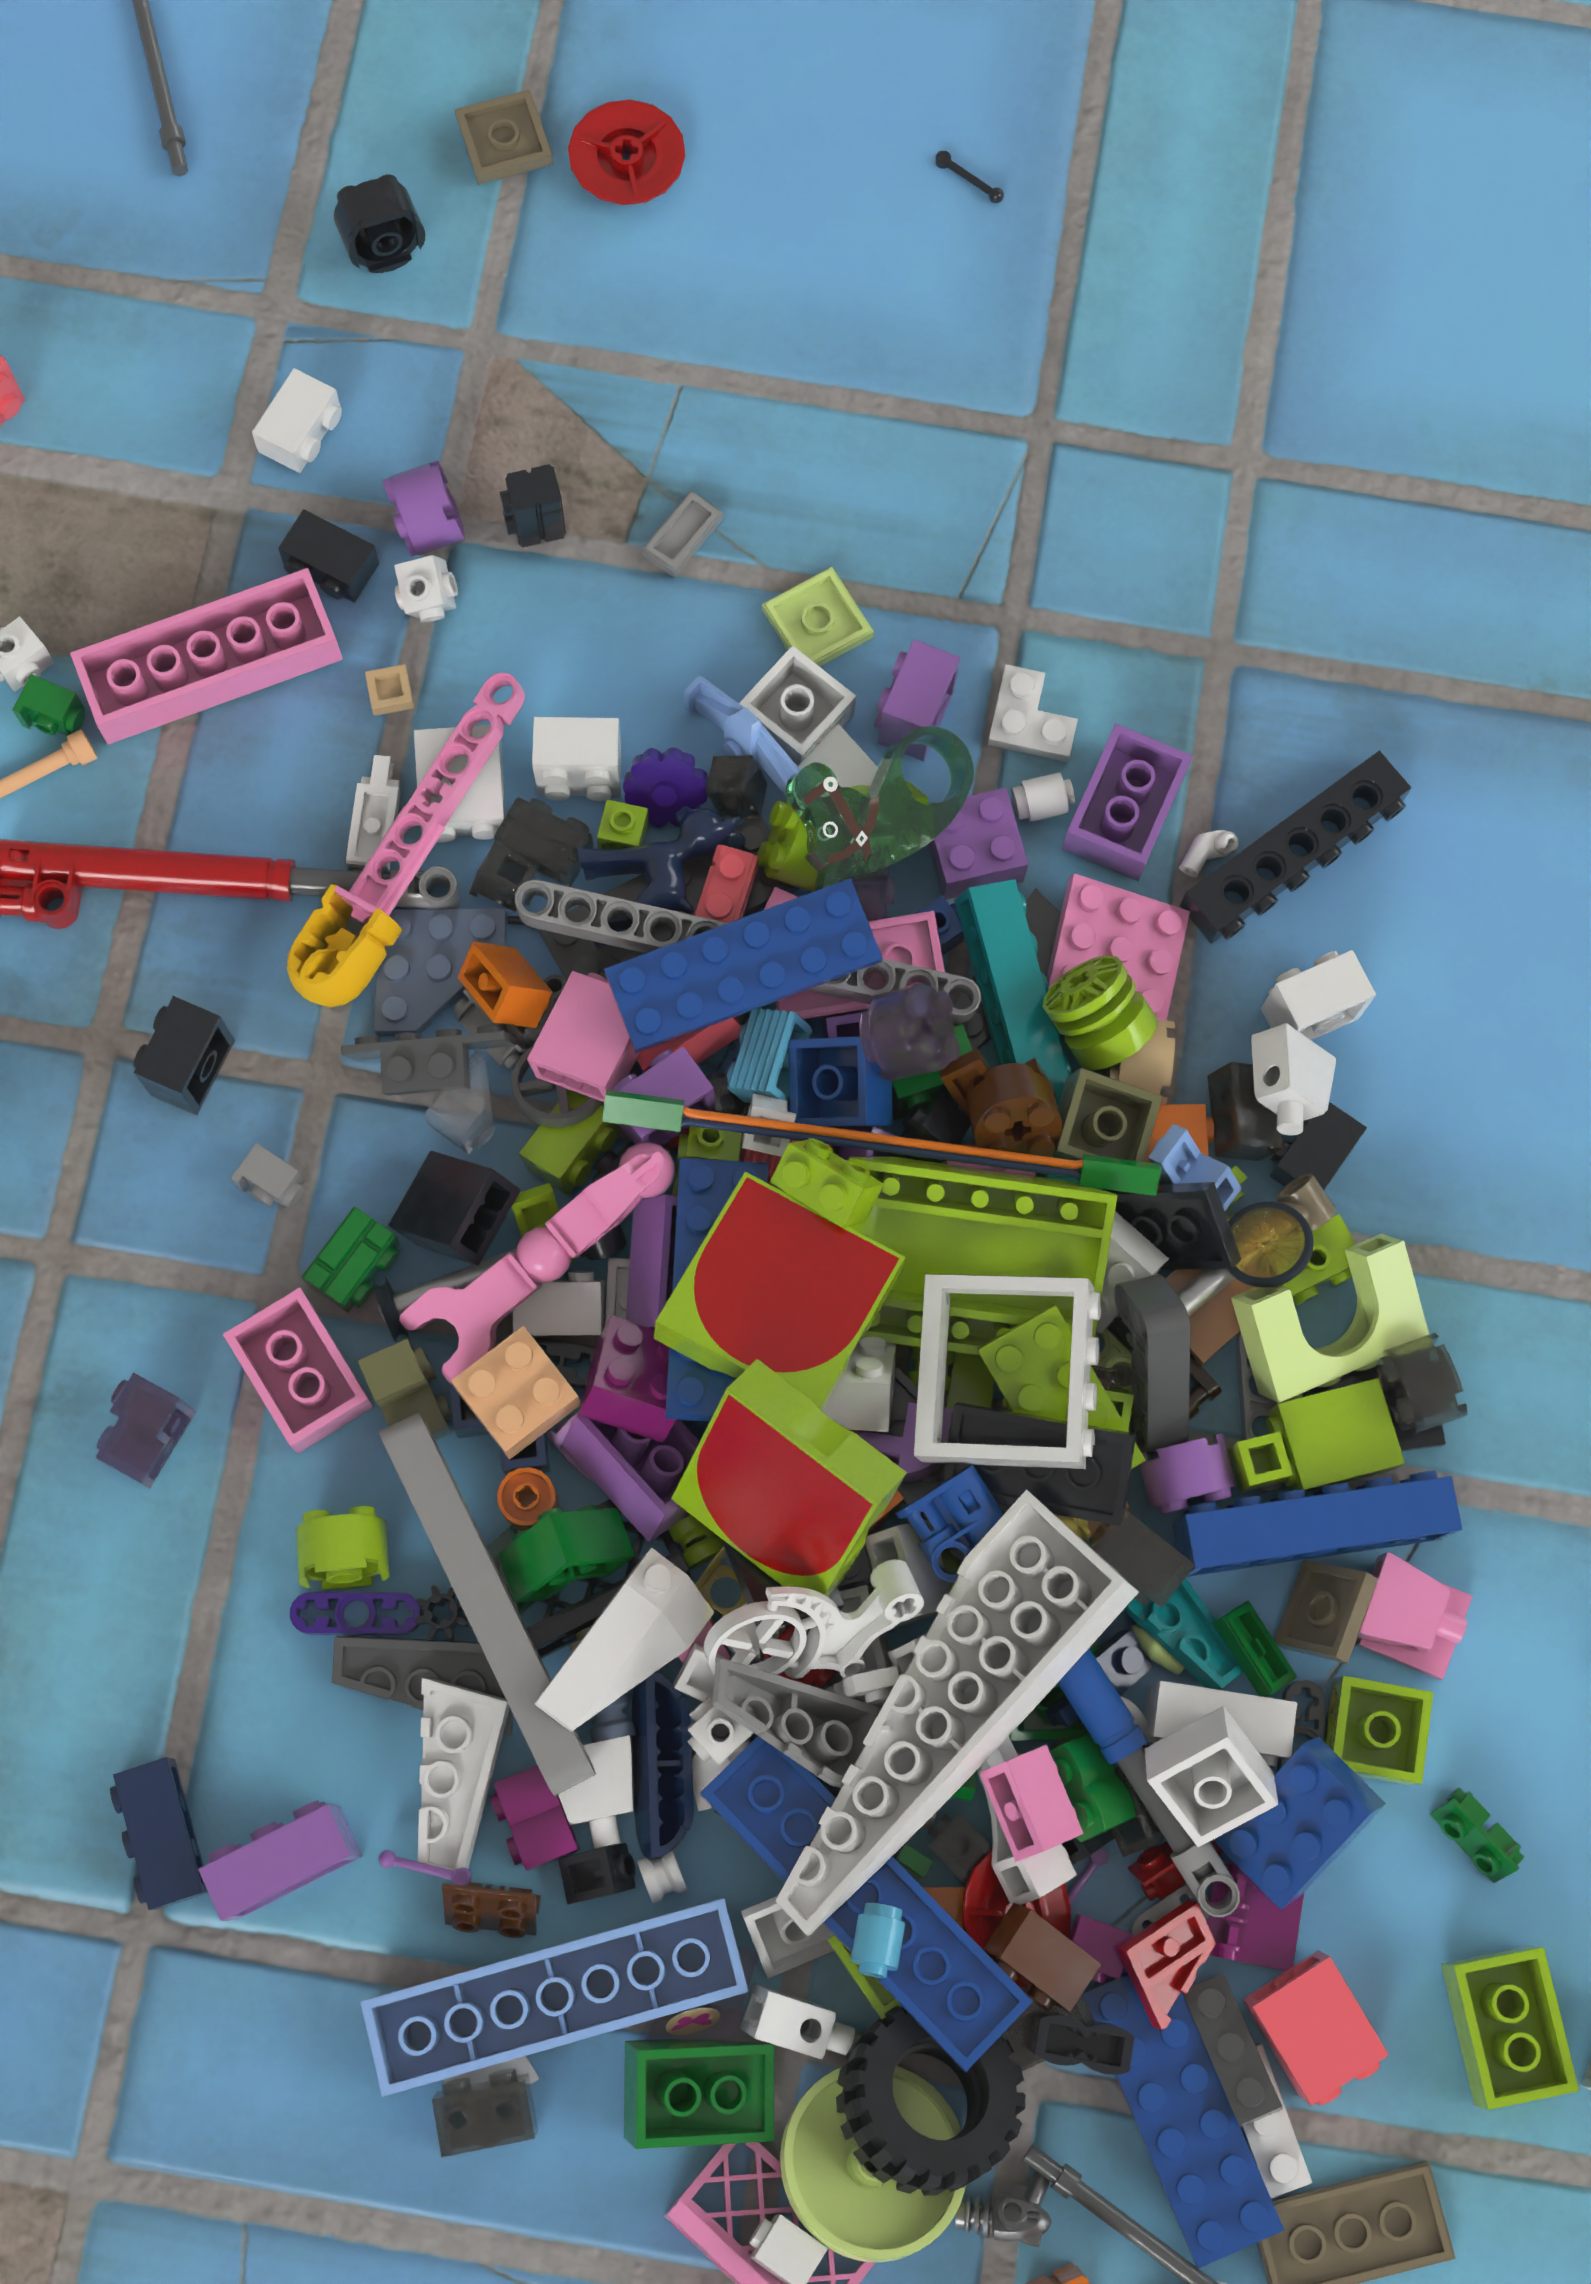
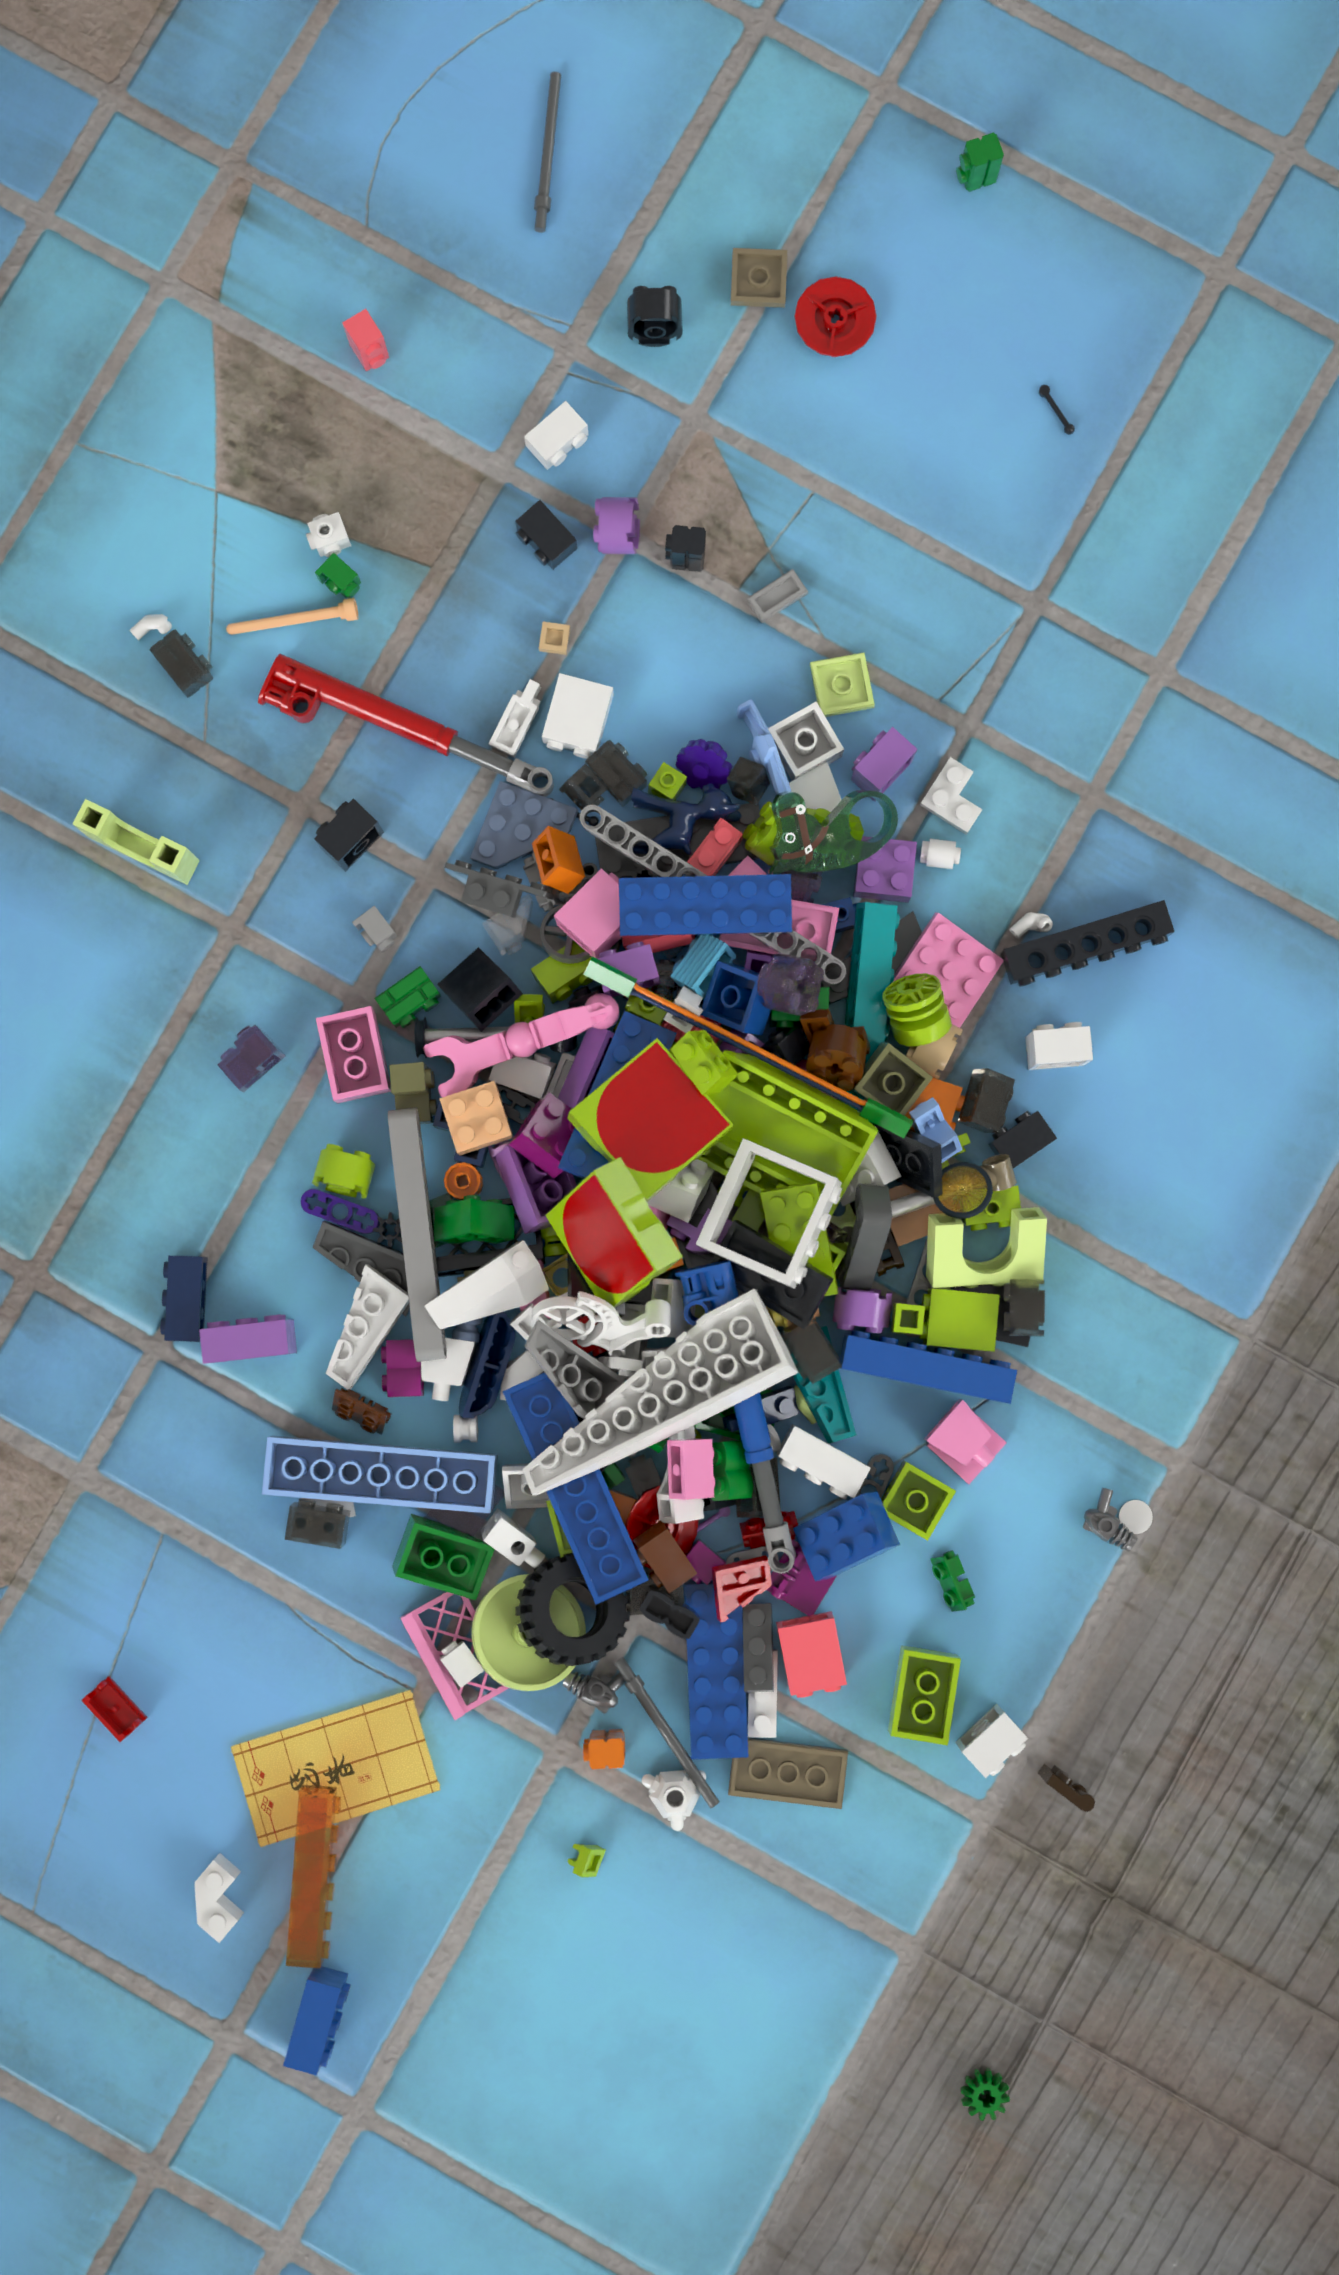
camera: 25 degrees right, 10 degrees up
(206, 656) = (447, 577): bright pink brick -> none
(334, 964) = (456, 805): piece -> none
(425, 588) = (599, 579): white brick -> none
(460, 1876) = (348, 1387): medium lavender hinge -> none
(577, 757) = (655, 727): white brick -> none
(597, 1873) = (429, 1413): black bracket -> none
(692, 2021) = (453, 1517): tan sticker -> none
(708, 1744) = (518, 1364): white brick -> none
(878, 1940) = (572, 1513): medium azure brick -> none
(1126, 802) = (990, 876): medium lavender brick -> none
(1210, 1776) = (801, 1492): white brick -> none
(1255, 1649) = (859, 1427): green tile -> none
(1291, 1076) = (1021, 1091): white torso -> none
(1325, 1610) = (912, 1420): dark tan plate -> none

